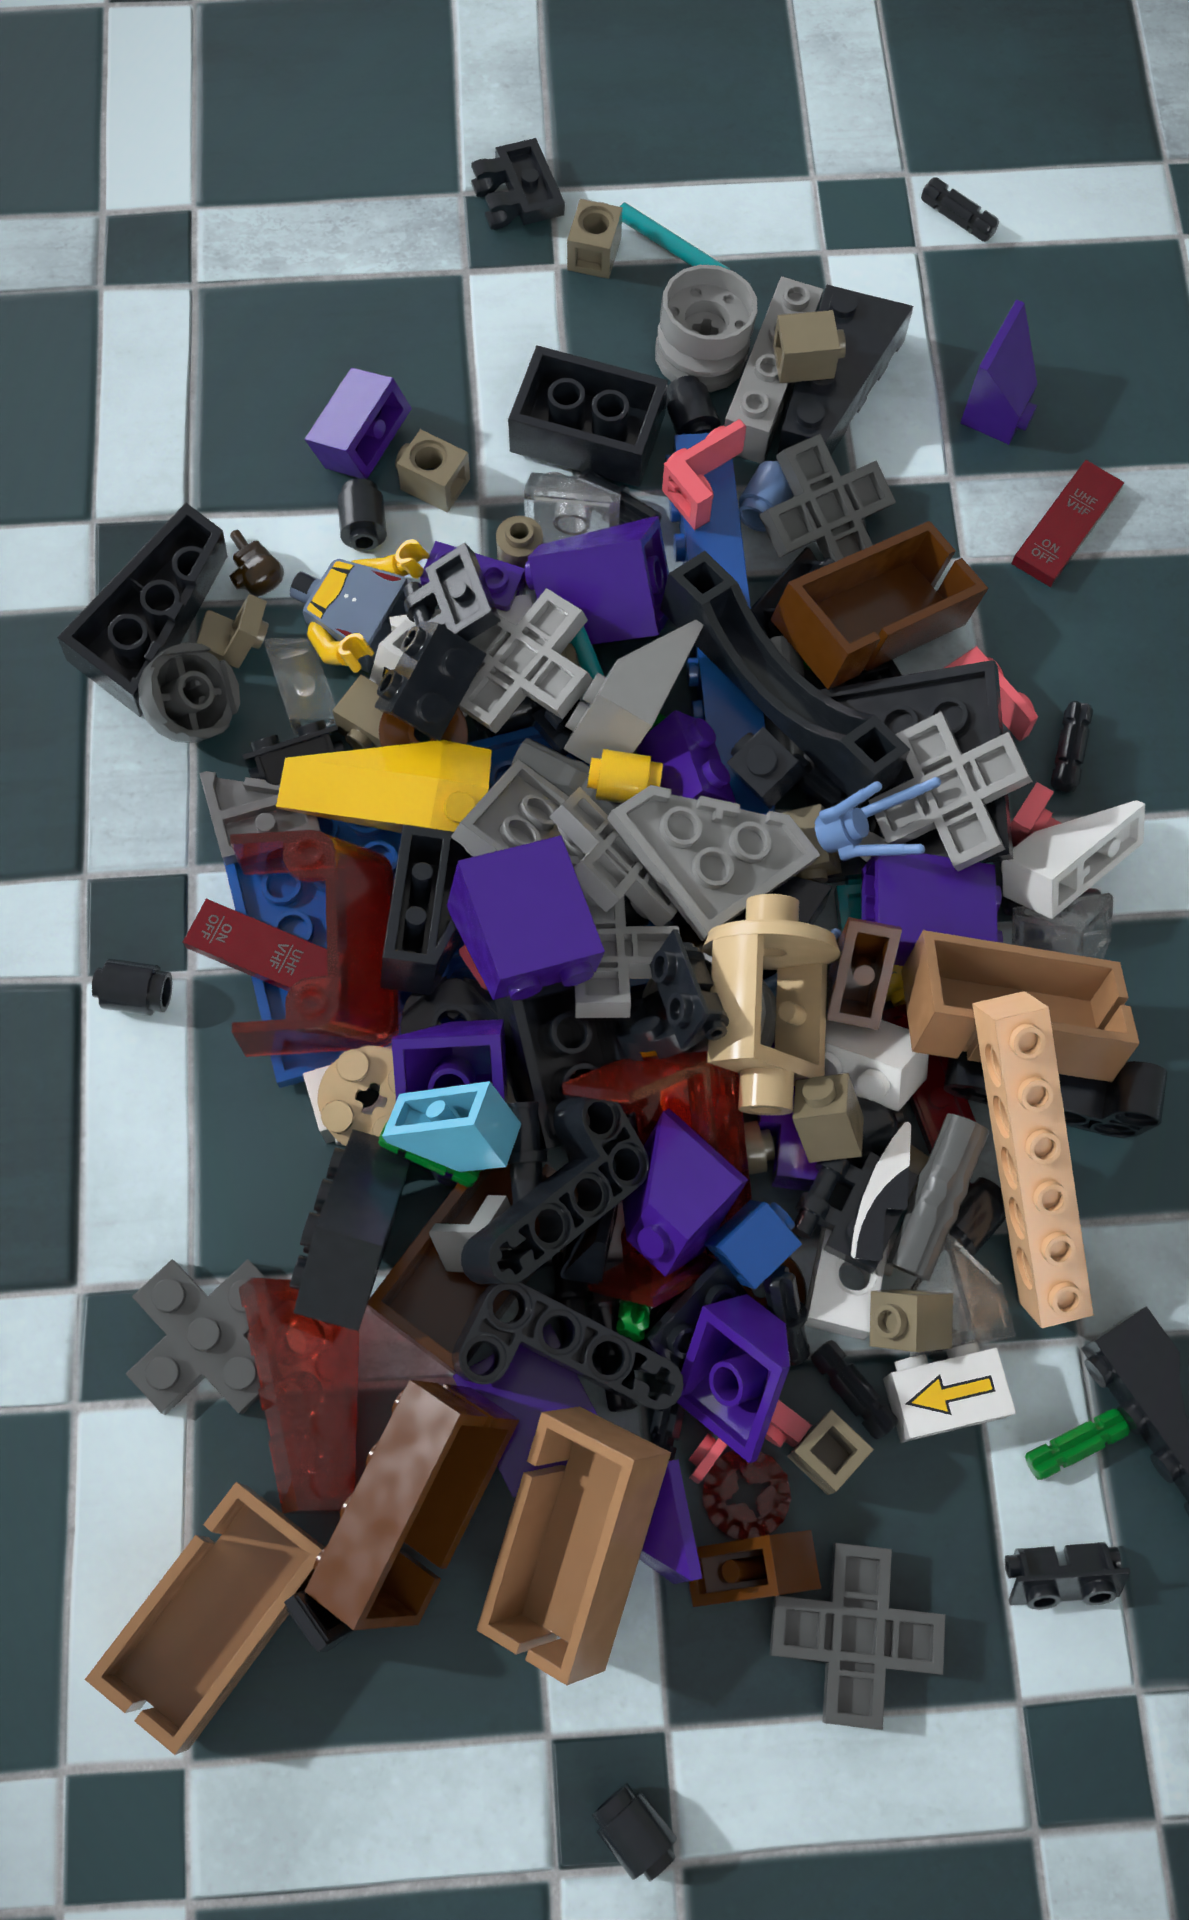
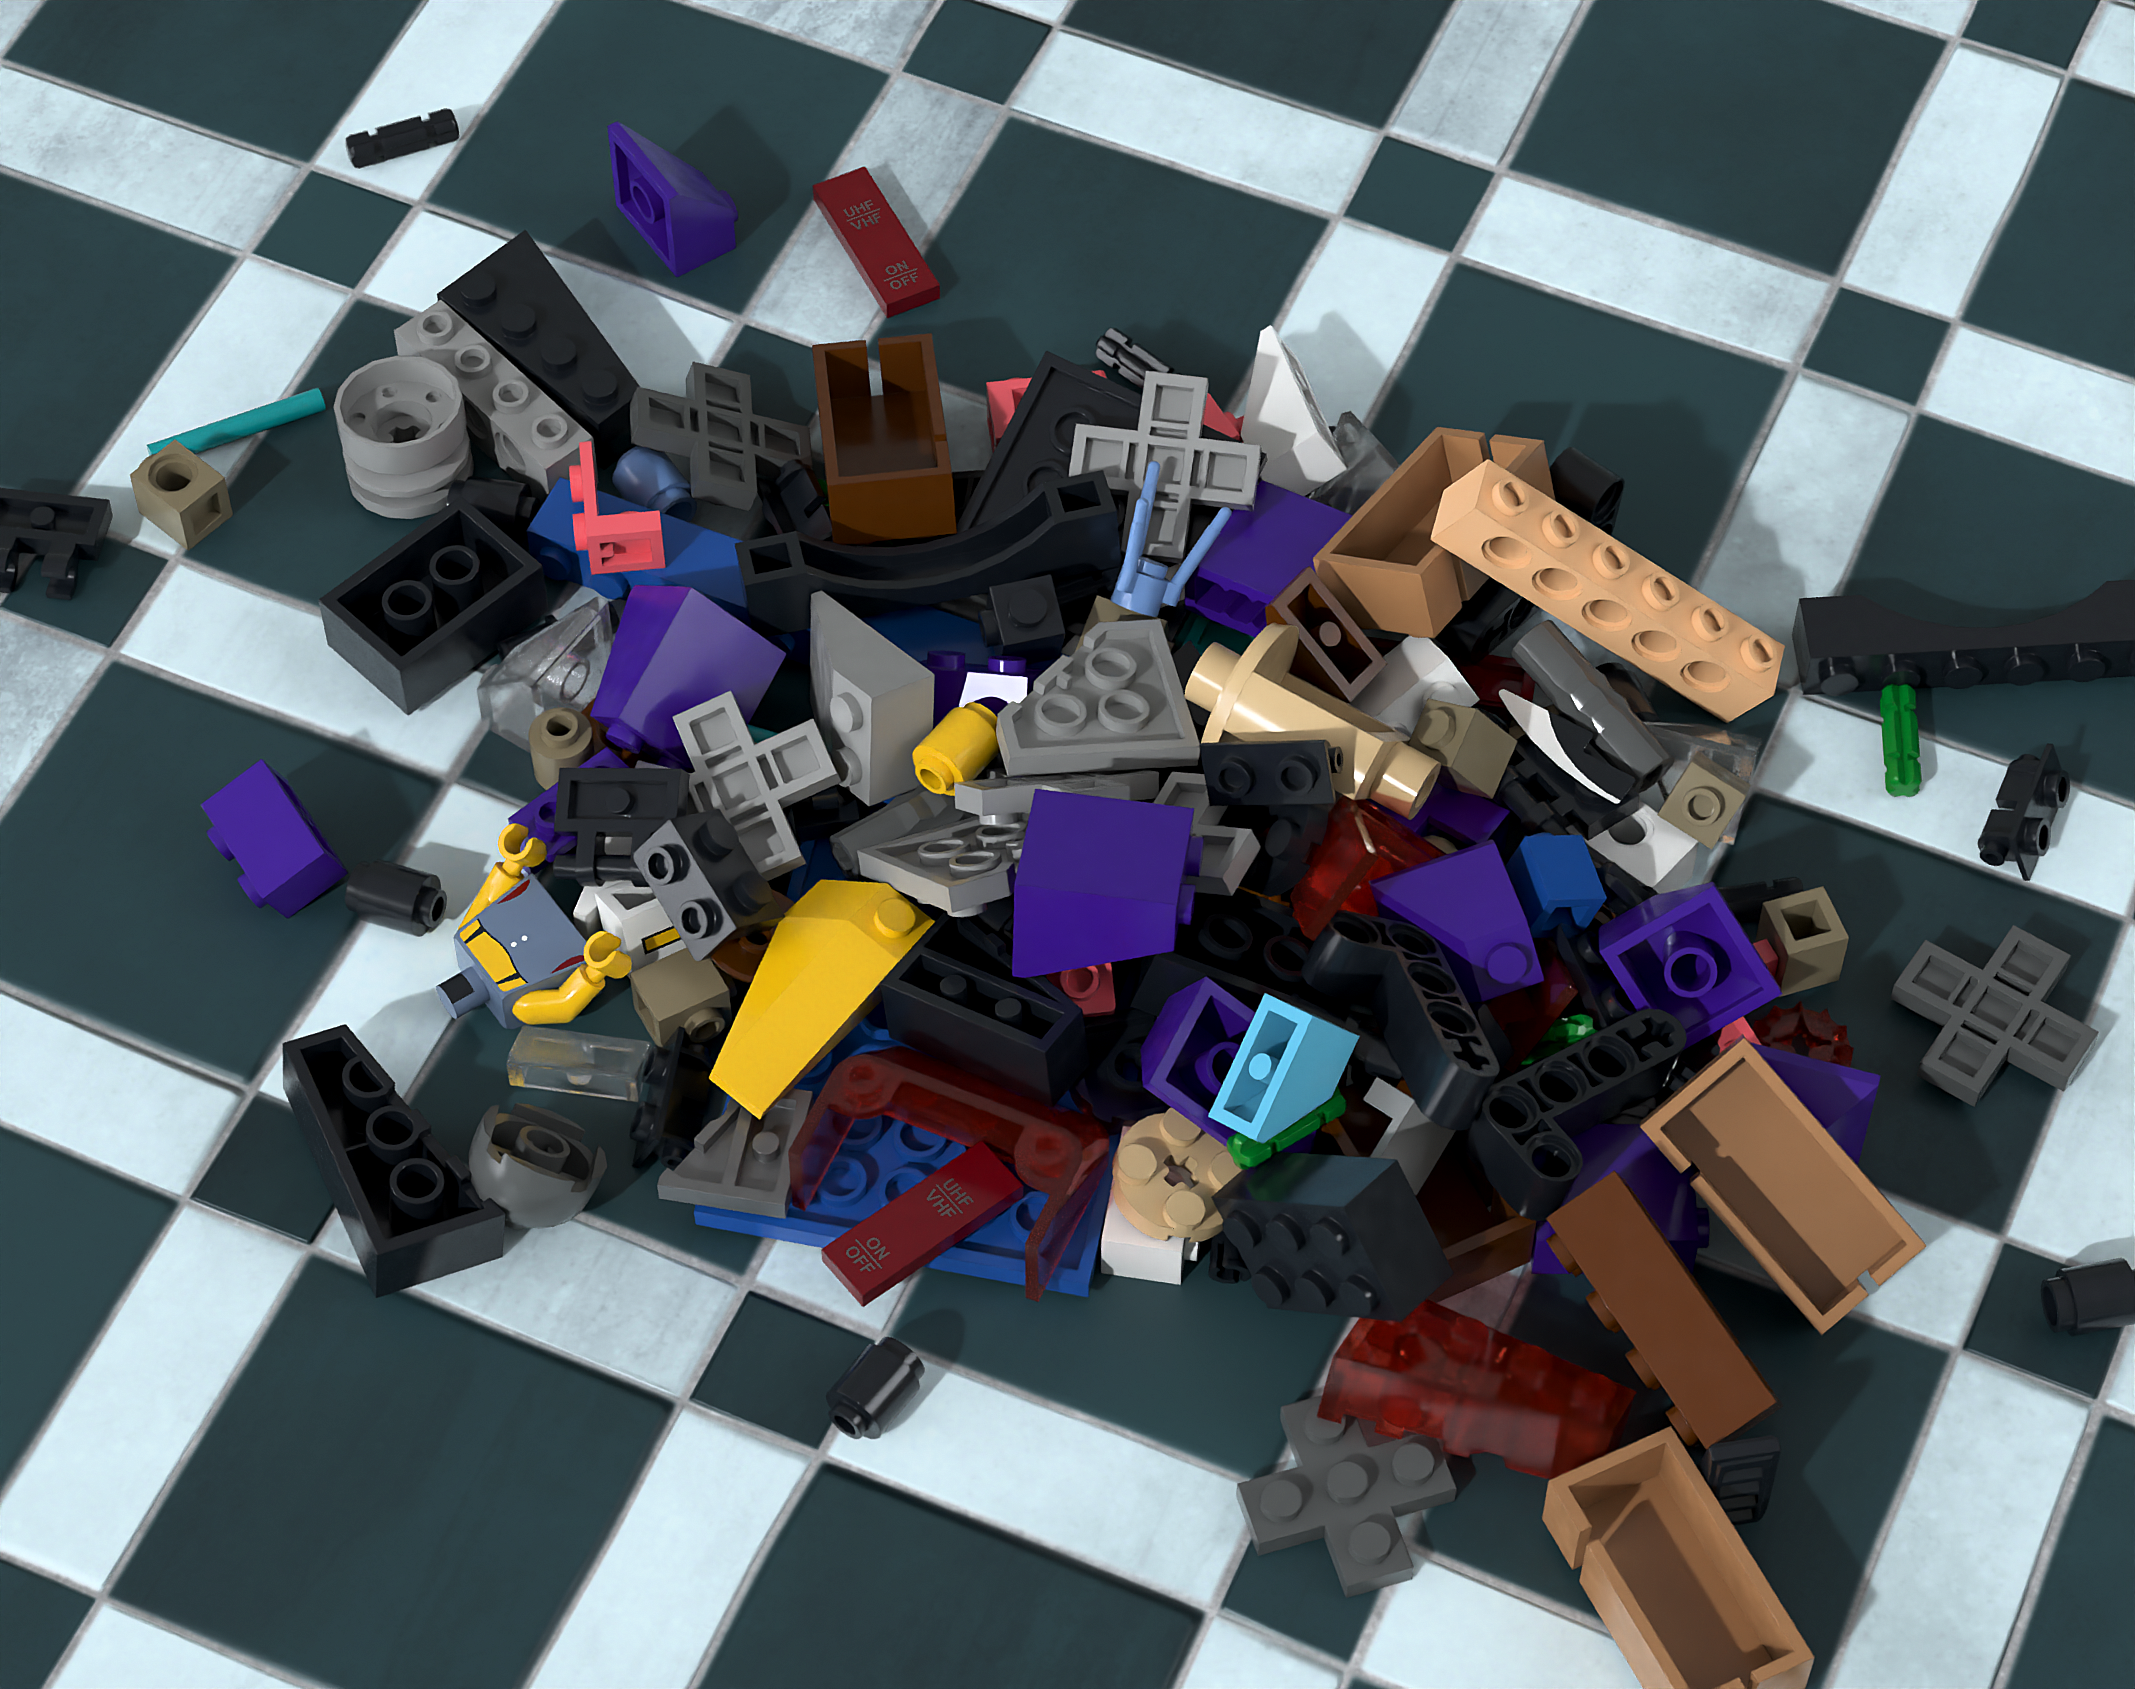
camera: 60 degrees left, 15 degrees down
(234, 638) = (476, 1078): dark tan bracket -> none
(256, 569) = (396, 1037): dark brown piece -> none
(436, 486) = (392, 775): dark tan brick -> none
(756, 1568) = (1891, 1046): reddish brown slope -> none
(807, 346) = (527, 339): dark tan brick -> none
(949, 1392) = (1793, 815): white brick -> none

